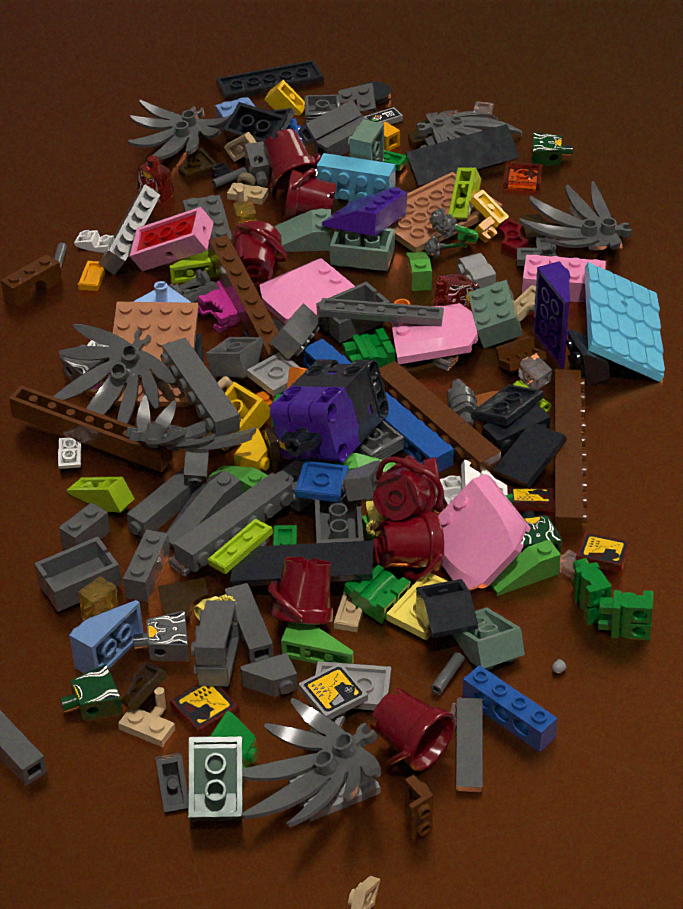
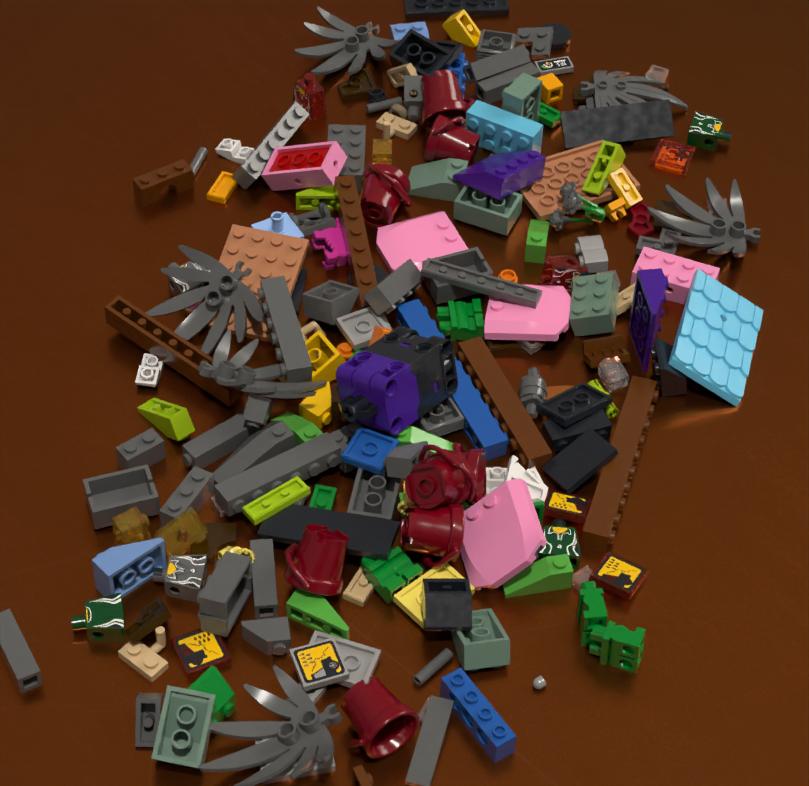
camera: 10 degrees right, 5 degrees up
(157, 583) = (186, 521): none -> clear yellow brick

